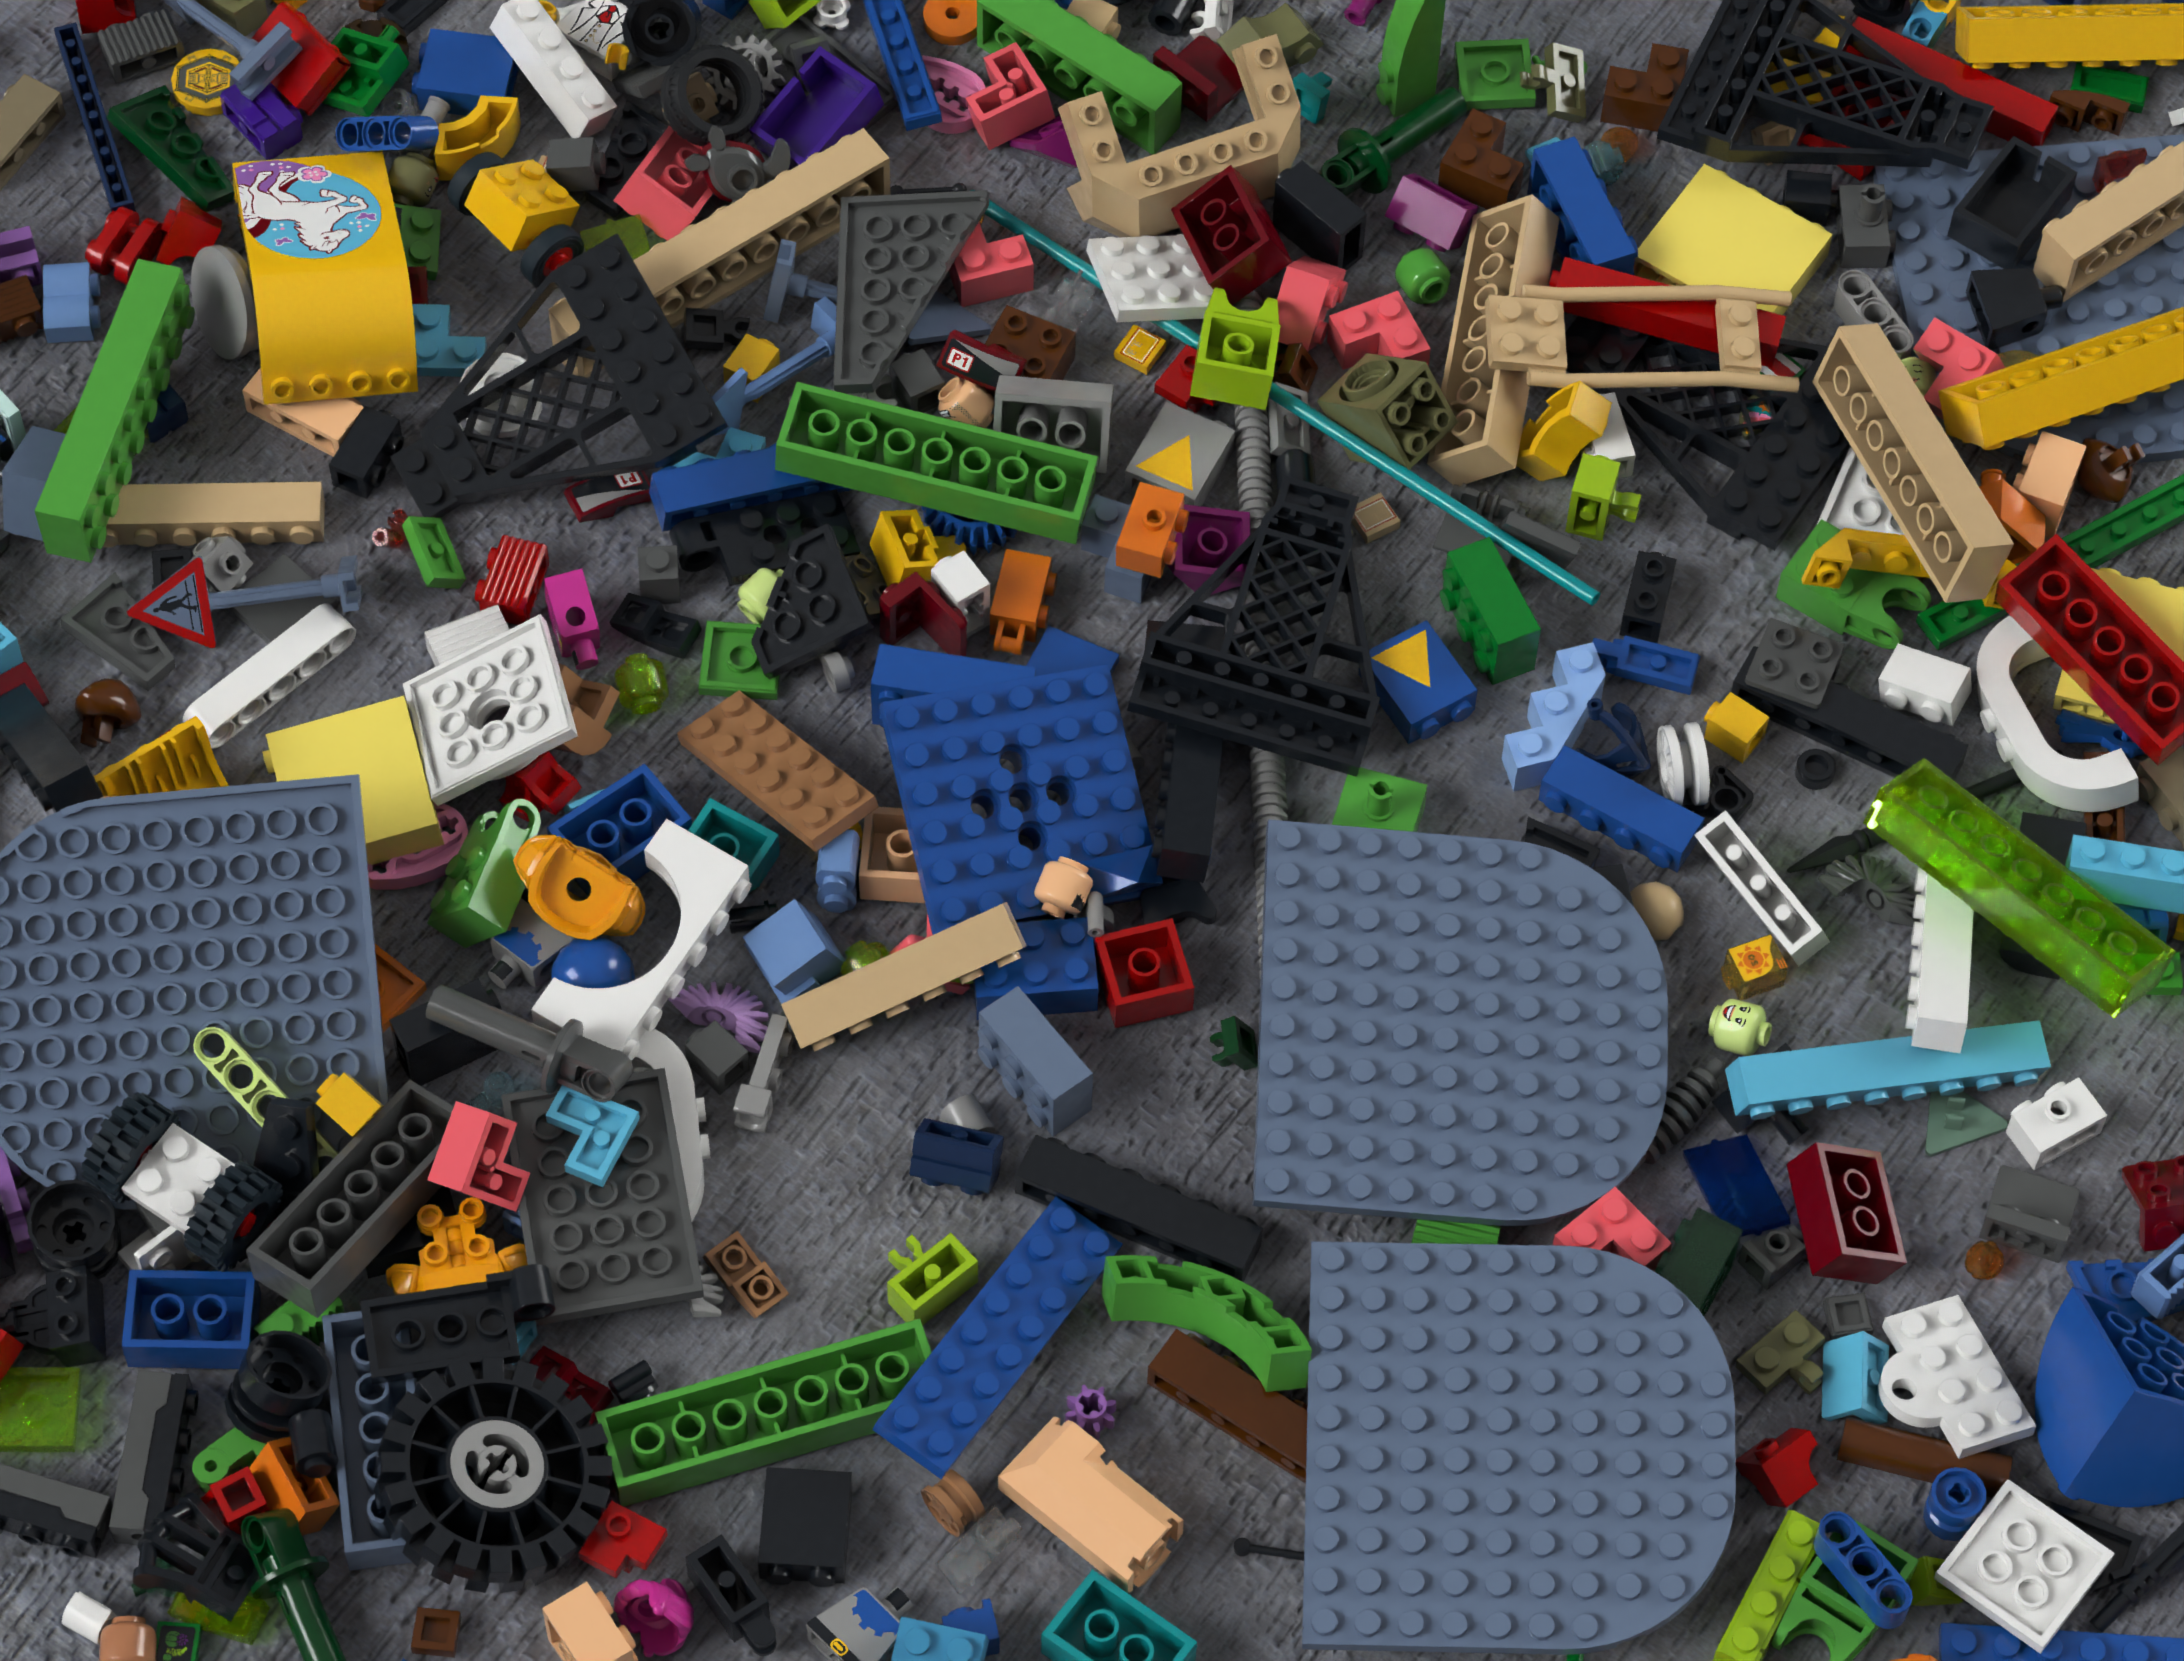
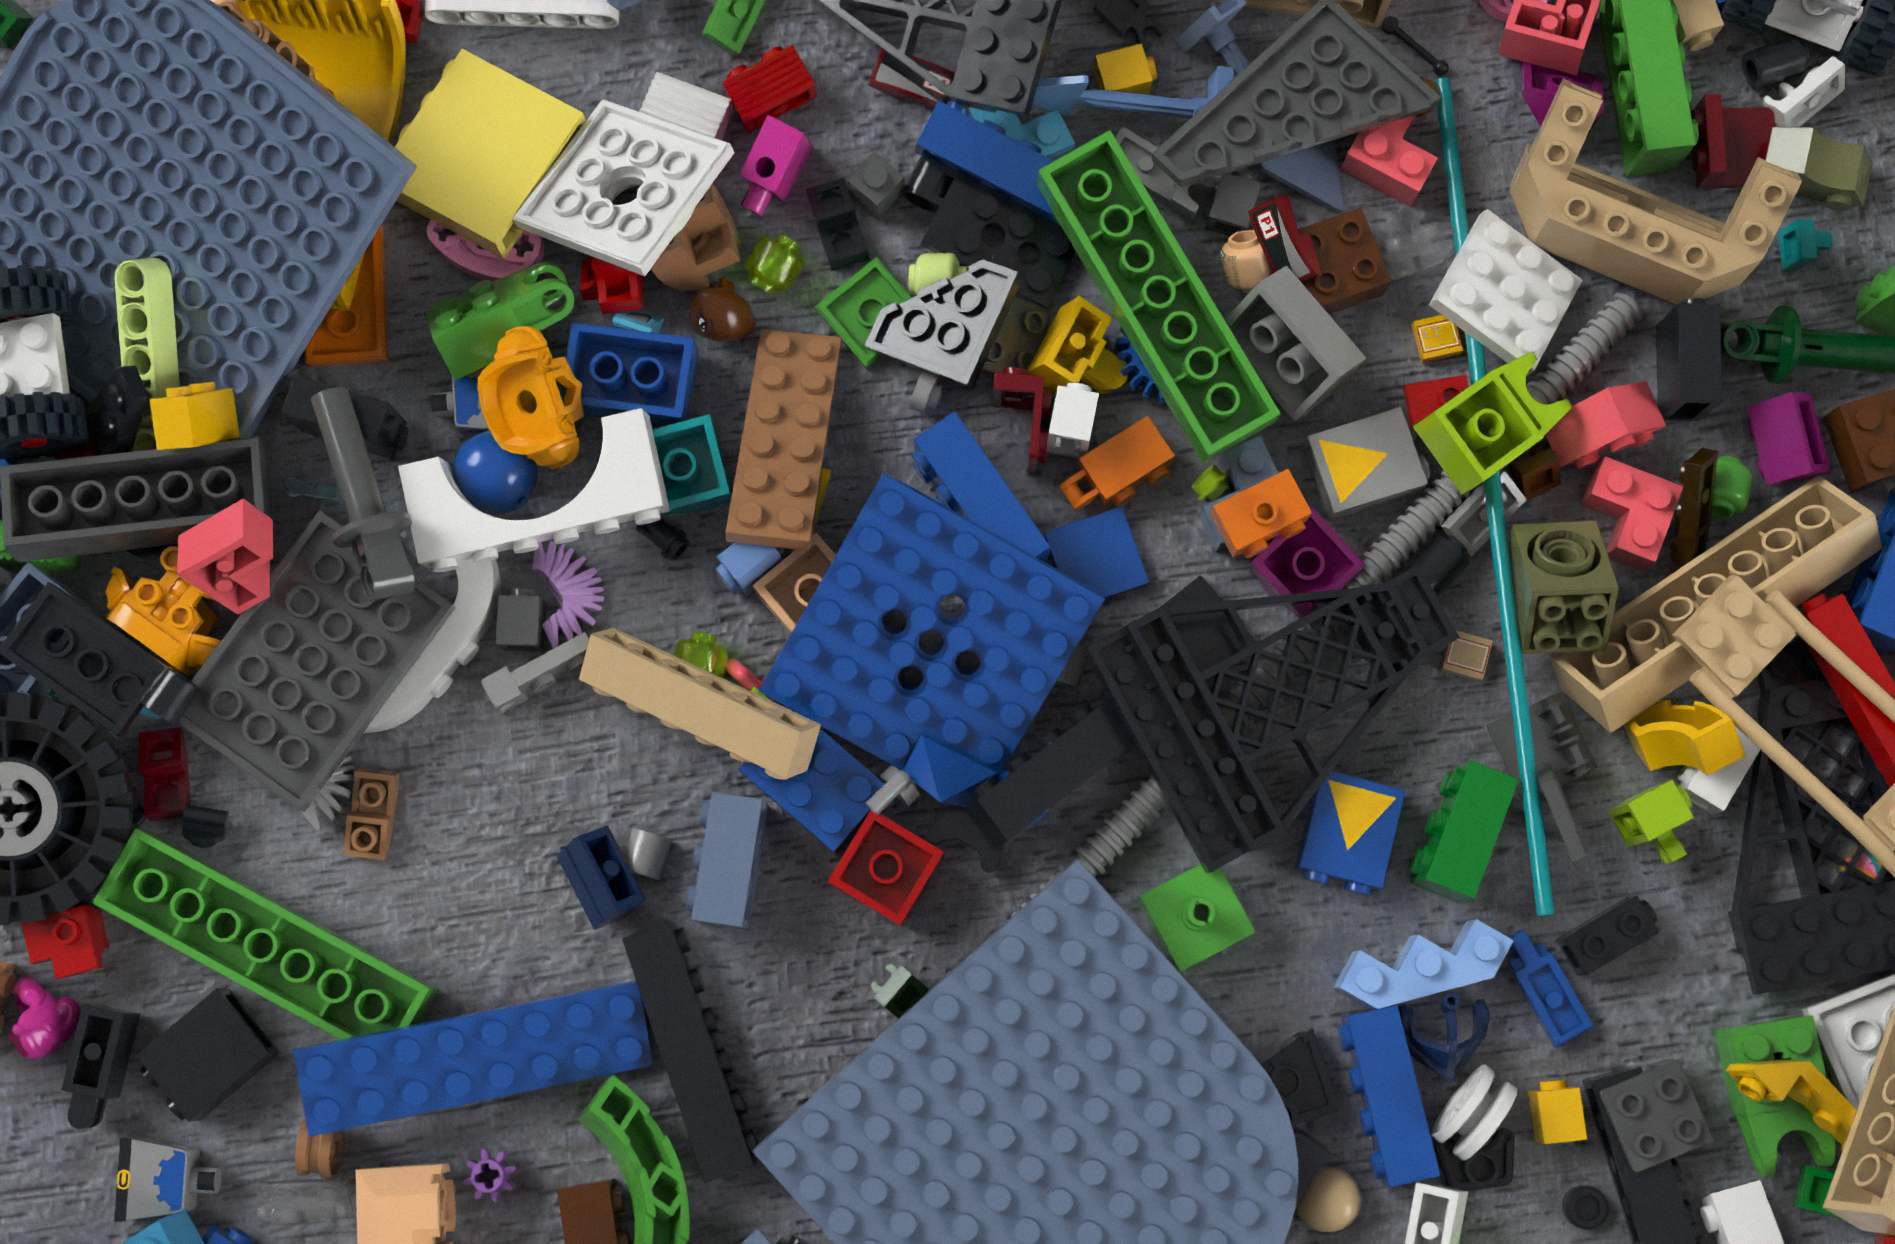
camera: 50 degrees right, 20 degrees up
(602, 1132) = (344, 620): medium azure plate -> none
(639, 741) = (720, 313): none -> reddish brown piece
(793, 951) = (655, 595): medium blue plate -> none
(931, 1279) = (480, 958): lime brick -> none
(1063, 887) = (885, 748): light nougat head -> none
(1092, 559) = (1211, 483): none -> lime plate
(1231, 235) = (1596, 315): dark red brick -> none
(1419, 299) = (1695, 506): none -> dark brown hinge

